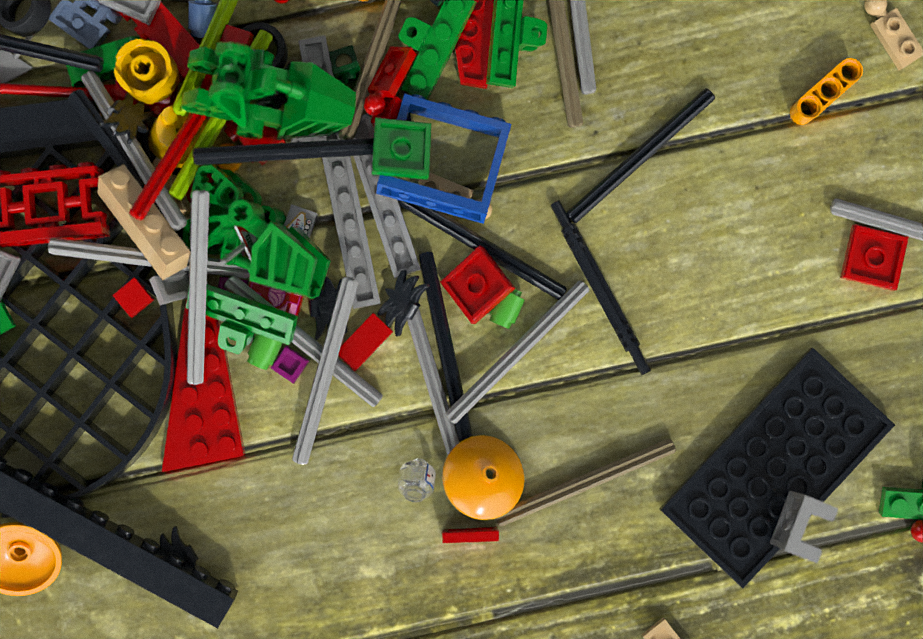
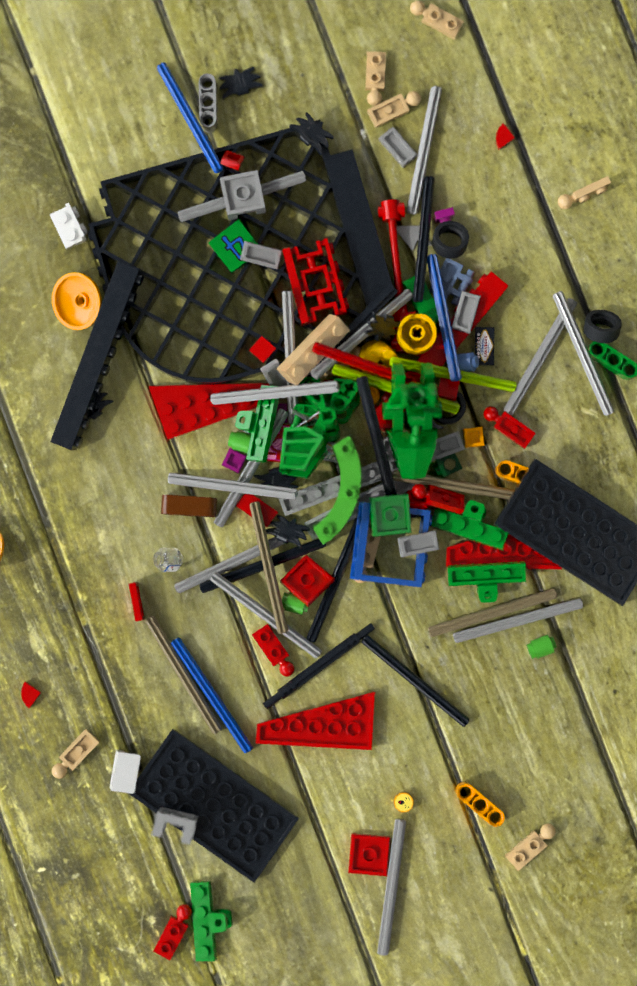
camera: 80 degrees right, 0 degrees up
(132, 31) = (443, 317): none -> blue axle
(310, 22) = (473, 437): none -> light orange tile
(344, 439) = (188, 506): none -> reddish brown beam
(358, 201) = (348, 493): none -> bright green fence
(449, 117) = (418, 543): none -> light grey tile
(450, 336) = (268, 567): none -> dark tan axle
(467, 481) = (170, 594): light orange dish -> none
(568, 347) = (273, 650): none -> red plate
(619, 446) = (212, 695): none -> blue axle
(687, 278) = (334, 725): none -> red wing
(713, 588) = (124, 772): none -> white panel
(807, 198) = (403, 802): none -> light yellow tile

